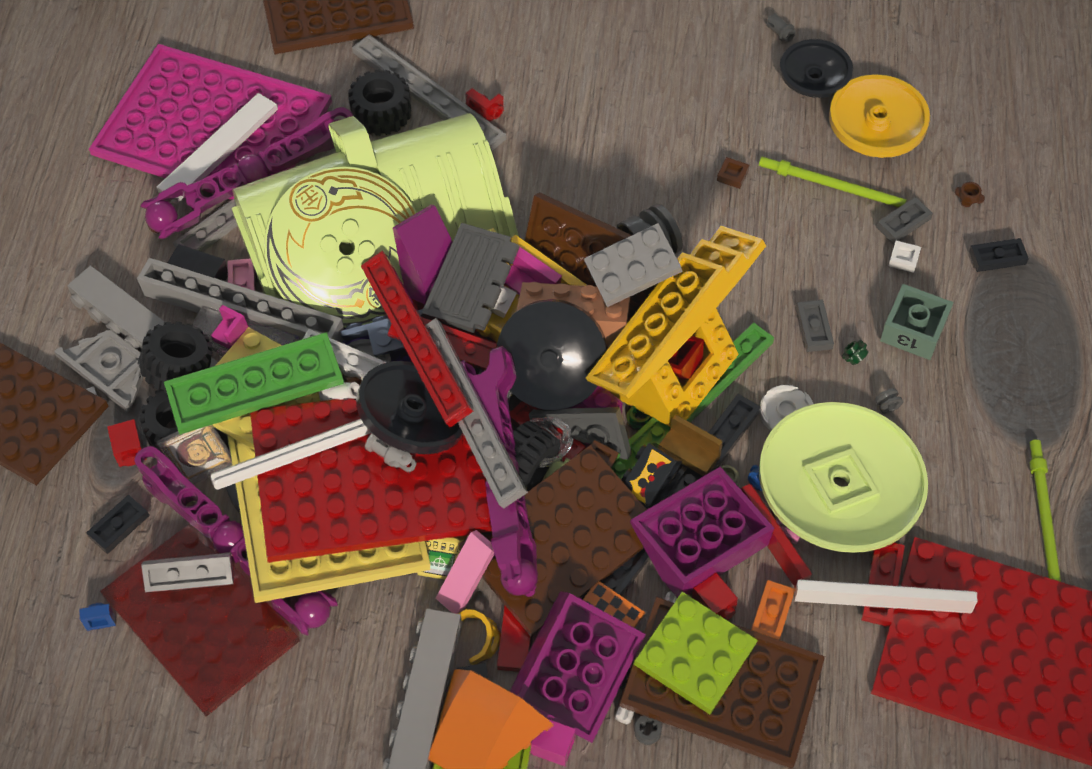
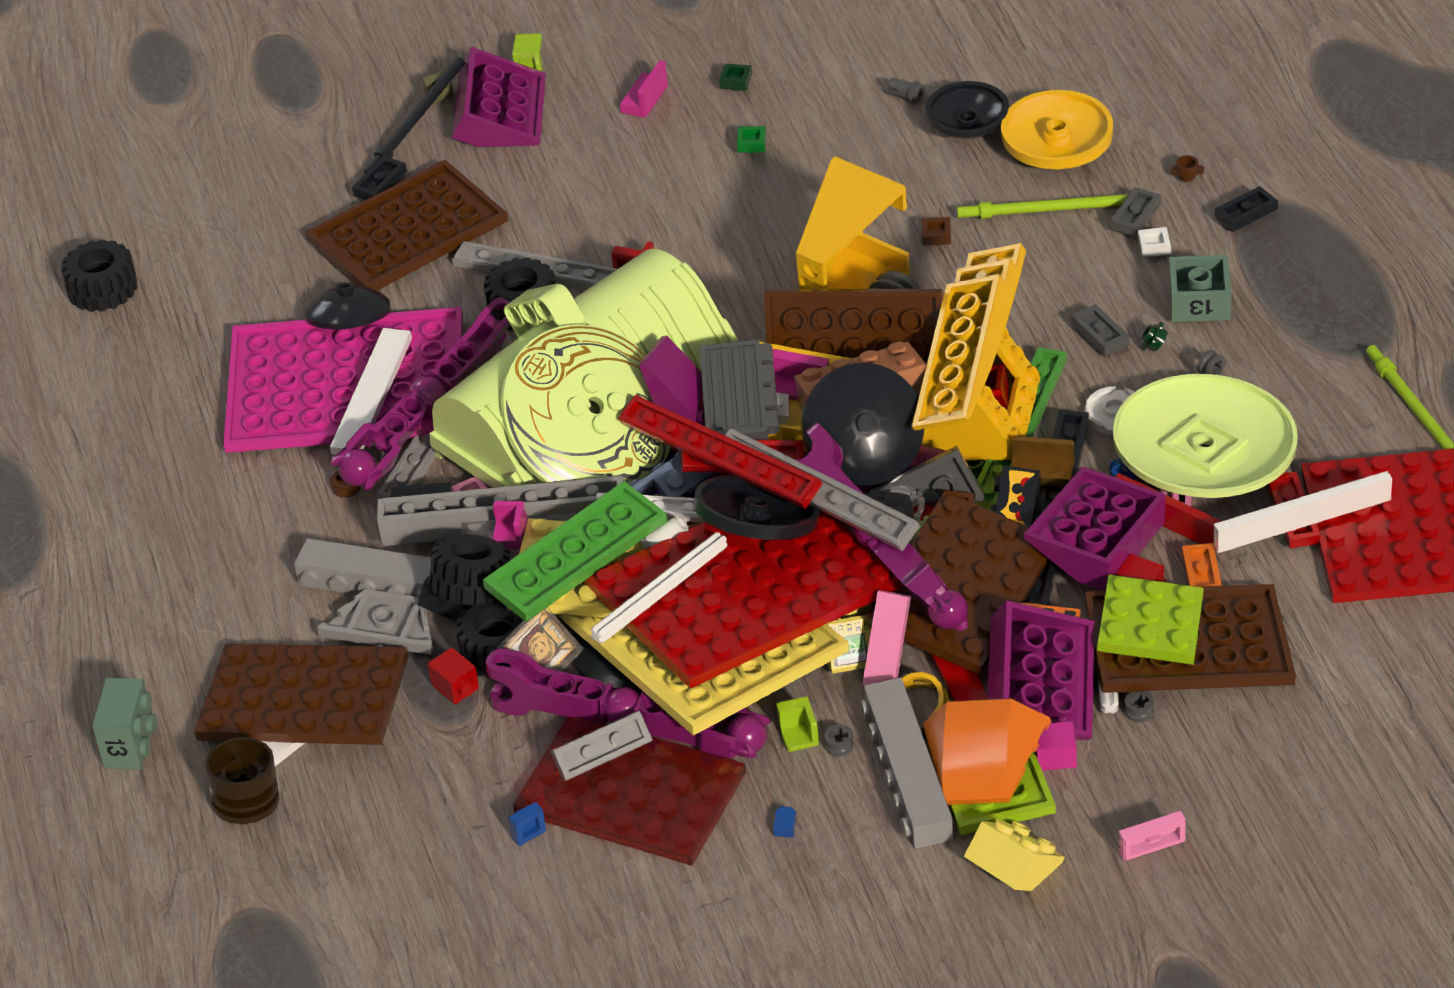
camera: 20 degrees left, 15 degrees down
(117, 524) = (491, 745): black plate -> none
(247, 62) = (347, 307): none -> black dish
(298, 710) = (784, 822): none -> blue piece
(360, 617) = (797, 724): none -> lime panel
(382, 638) = (842, 732): none -> dark grey bush
(391, 455) = (760, 552): light grey piece -> none
(633, 265) = (905, 310): light grey plate -> none
(635, 27) = (751, 139): none -> green plate
(637, 165) = (833, 246): none -> yellow windscreen

